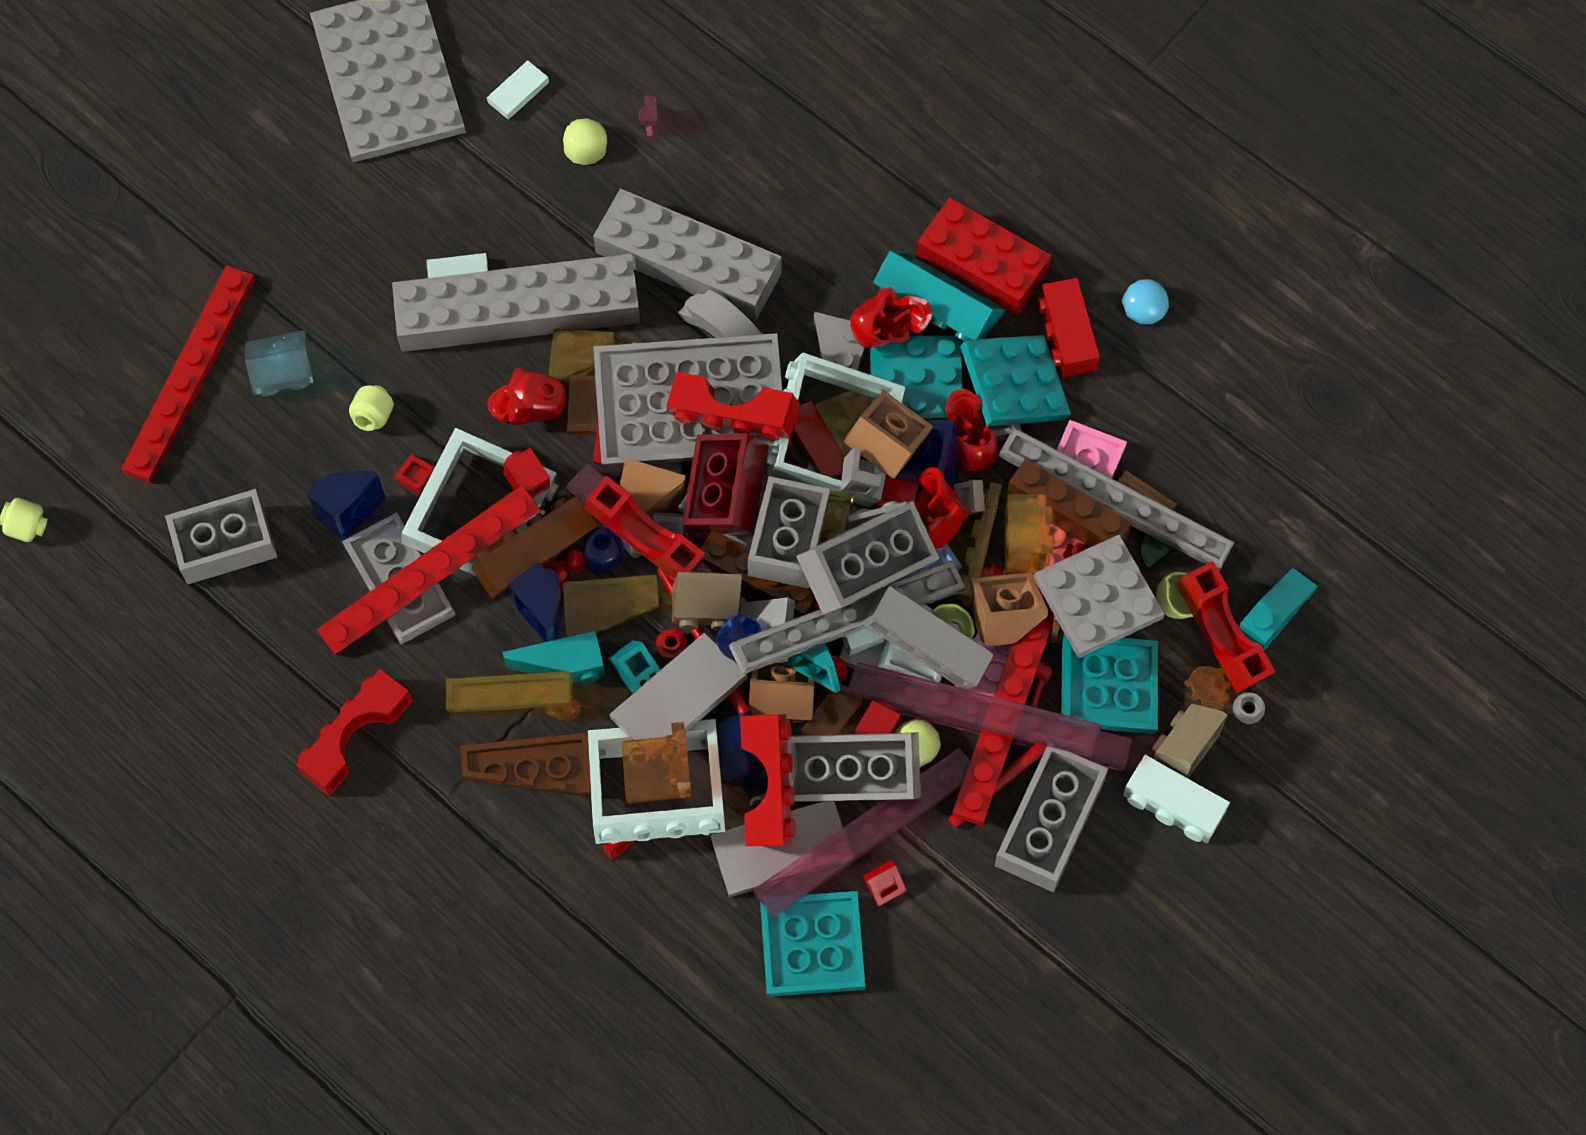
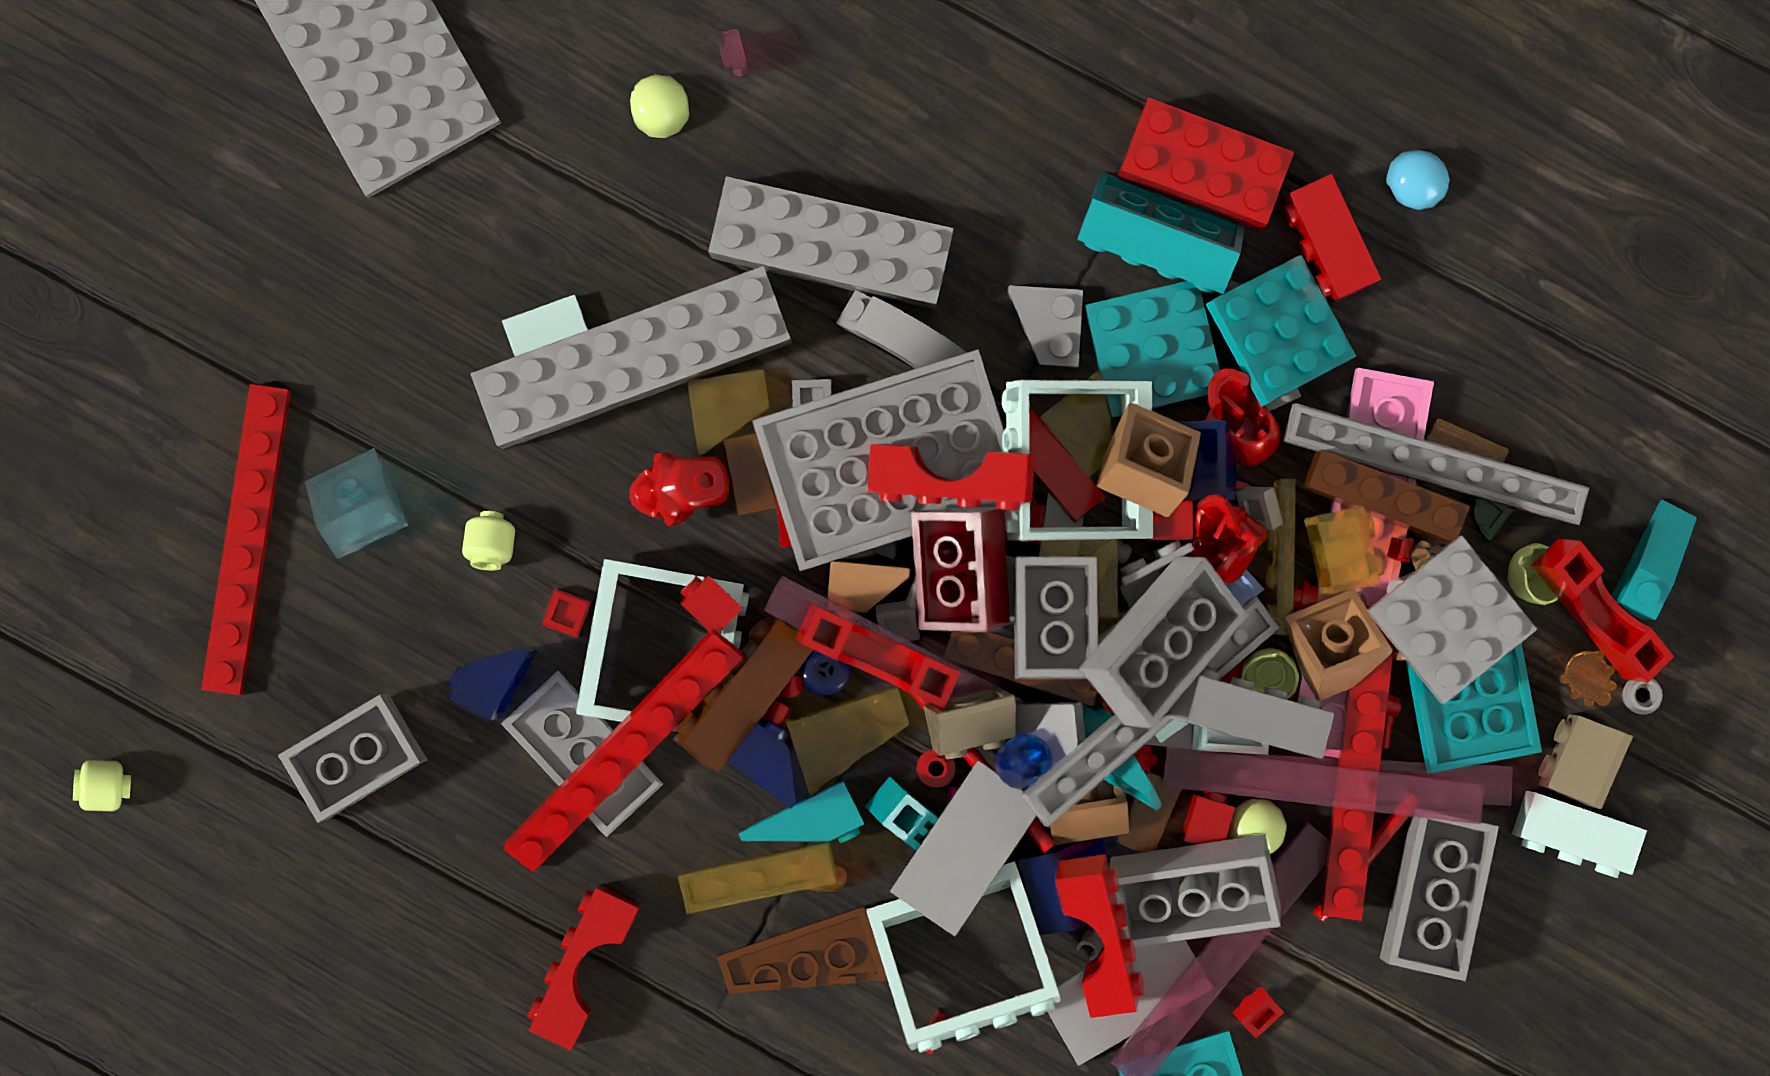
camera: 15 degrees left, 20 degrees up
(518, 90) = (553, 49): light aqua tile -> none
(657, 767) = (966, 957): clear orange bracket -> none
(859, 475) = (1123, 522): light grey panel -> none
(889, 318) = (1108, 287): red head -> none

